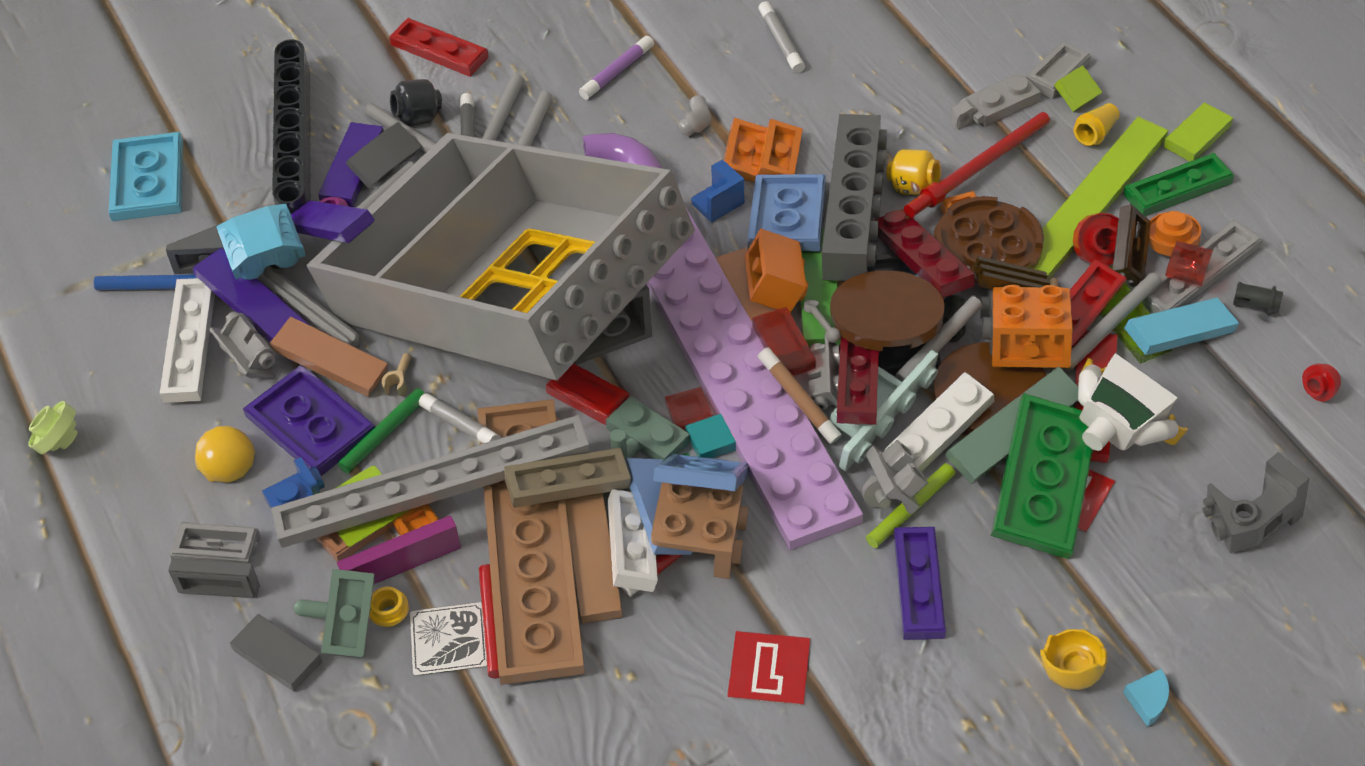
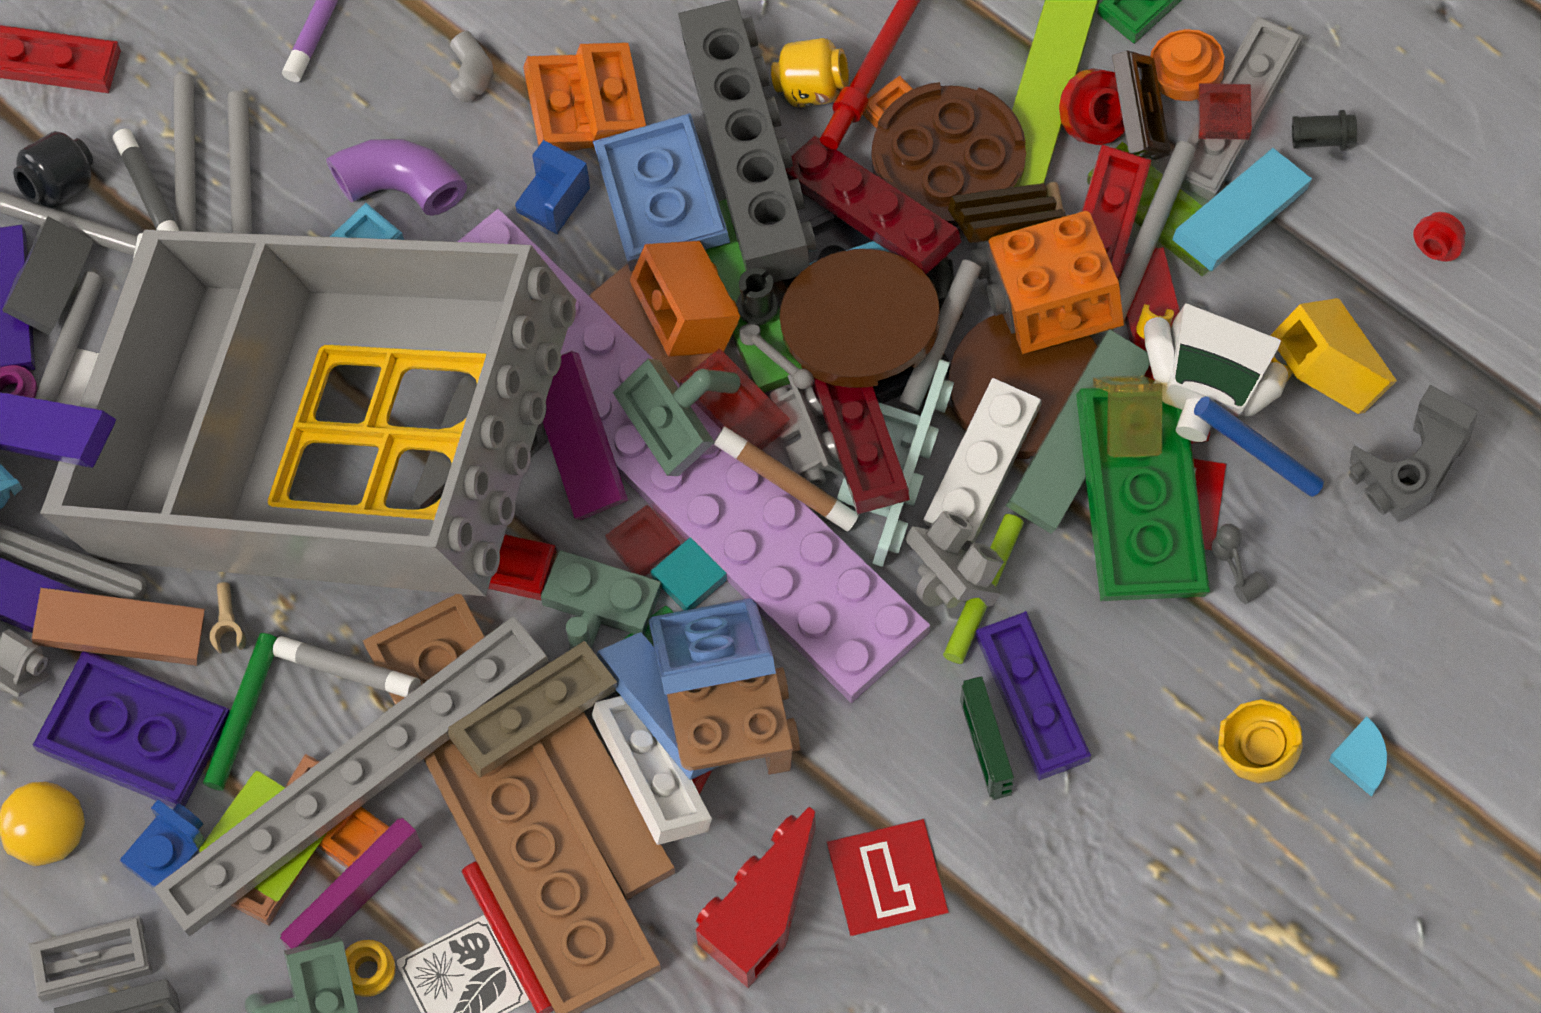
camera: 20 degrees left, 15 degrees up
(667, 655) = (757, 914): none -> red slope
(670, 331) = (581, 442): none -> magenta tile
(732, 332) = (665, 413): none -> sand green plate
(822, 282) = (757, 301): none -> pearl dark grey pin
(874, 596) = (986, 738): none -> dark green tile
(1054, 420) = (1133, 415): none -> clear yellow bracket
(1094, 531) = (1225, 548): none -> dark grey piece
(1140, 466) = (1258, 446): none -> blue bar
(1215, 428) = (1333, 354): none -> yellow slope

